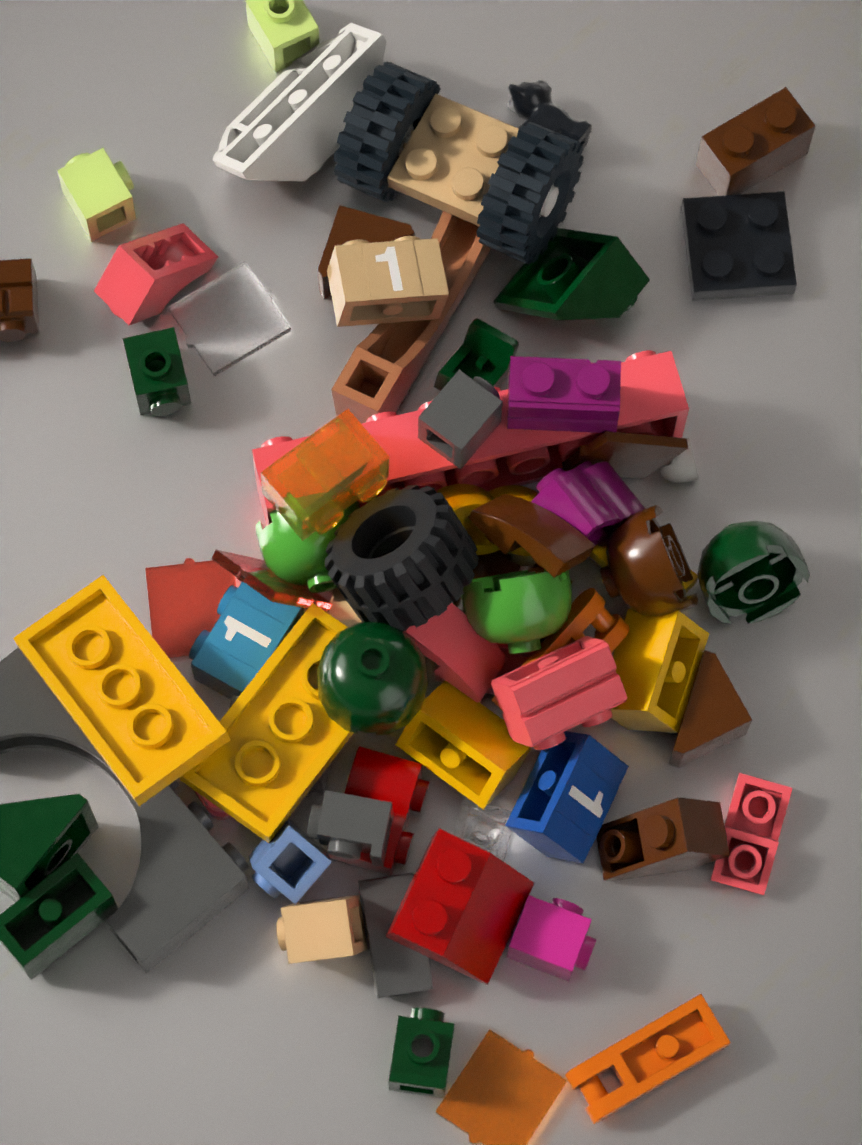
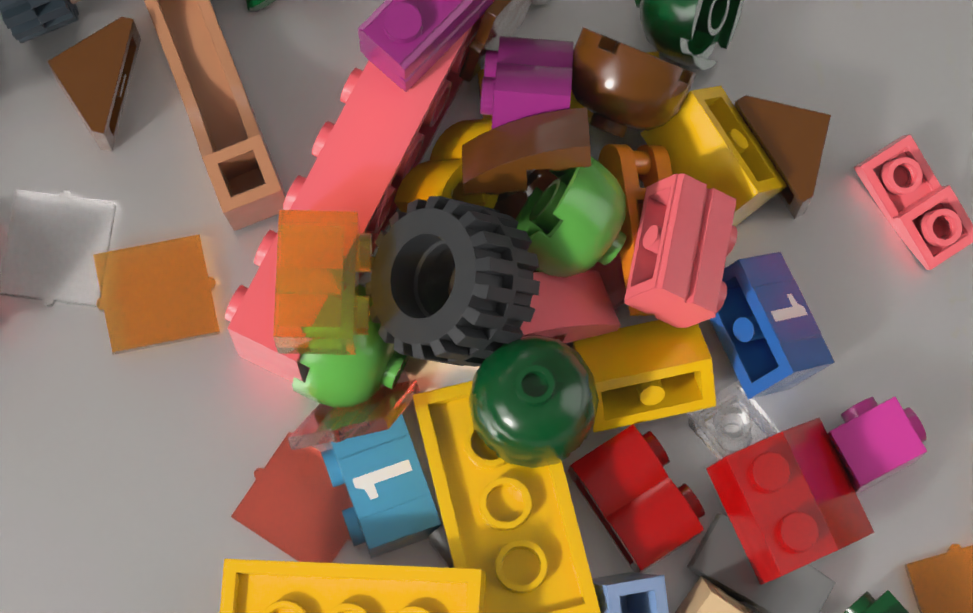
camera: 50 degrees left, 5 degrees up
(157, 372) = (57, 353): dark green brick -> none
(250, 400) = (156, 294): none -> clear orange piece
(352, 826) = (649, 531): dark grey brick -> none
(387, 281) = (163, 79): tan brick -> none
(460, 418) = (368, 121): dark grey brick -> none
(483, 355) = (301, 71): dark green bracket -> none
(663, 839) = (866, 279): reddish brown slope -> none

